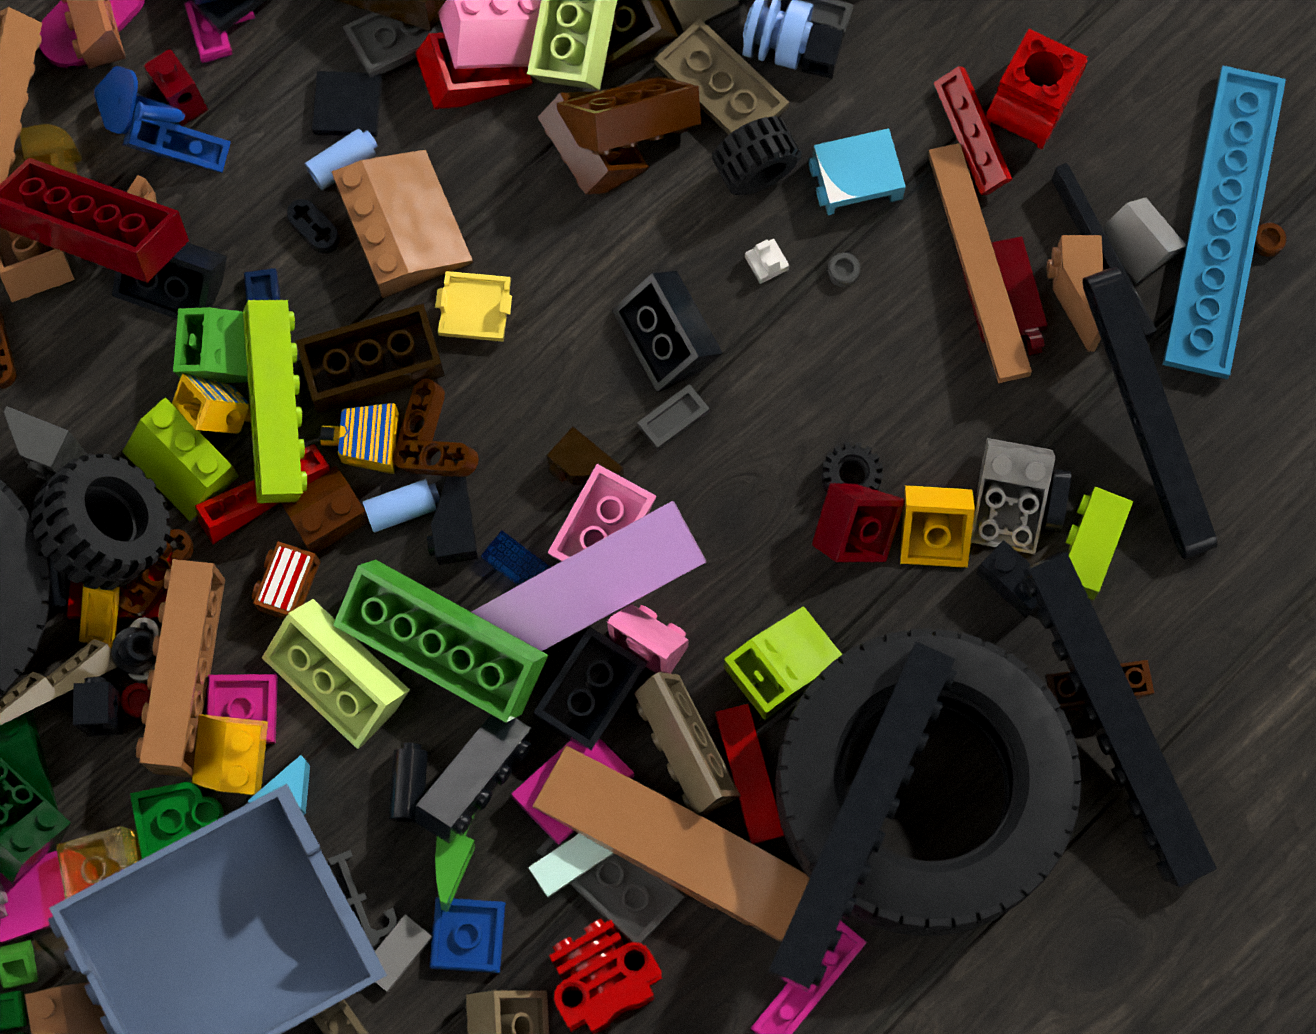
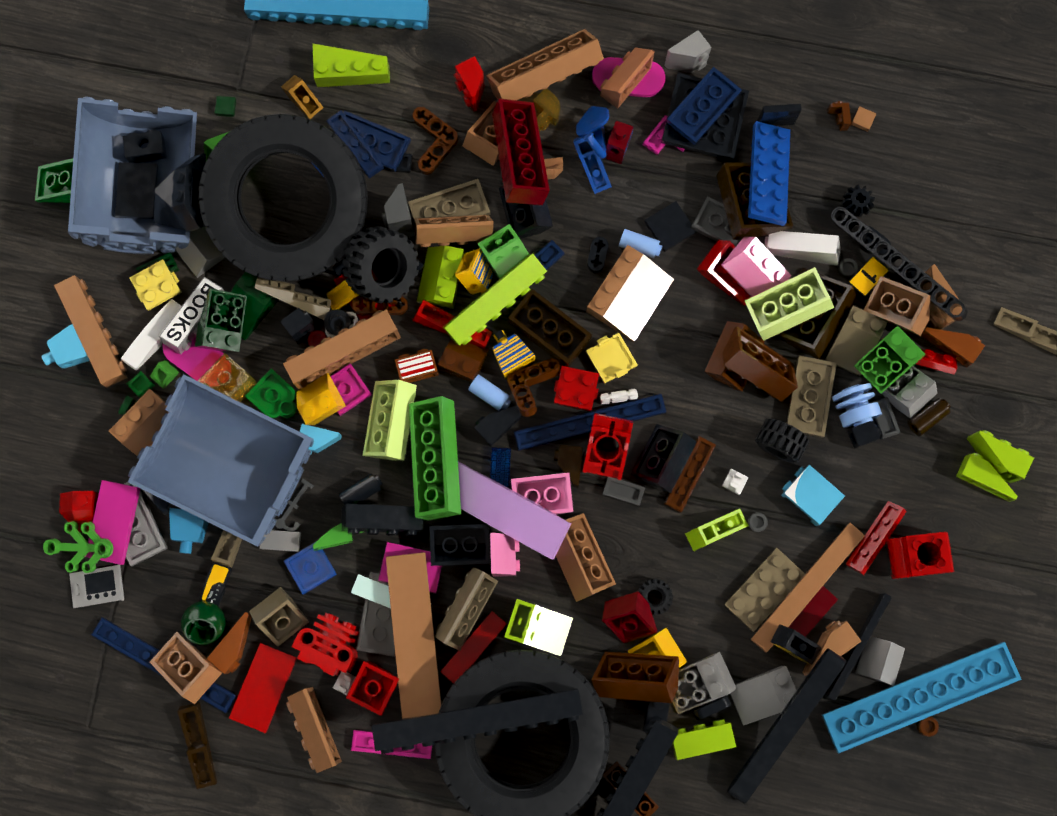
camera: 55 degrees right, 5 degrees up
(90, 378) = (459, 200): none -> dark tan plate
(126, 392) = (452, 229): none -> medium nougat slope
(482, 381) = (576, 388): none -> red piece
(535, 333) = (618, 396): none -> white axle
(542, 399) = (582, 423): none -> dark blue tile
(626, 392) = (607, 463): none -> red piece
(675, 994) = (344, 682): none -> white tile
(710, 952) = (372, 687): none -> red slope
(715, 310) = (690, 475): none -> reddish brown tile
(739, 538) = (583, 560): none -> medium nougat slope
(816, 329) = (716, 529): none -> lime slope
(942, 323) = (764, 589): none -> dark tan plate
(948, 565) = (637, 677): none -> reddish brown slope
(1047, 324) = (795, 644): none -> black brick
(1086, 419) = (763, 695): none -> light grey slope

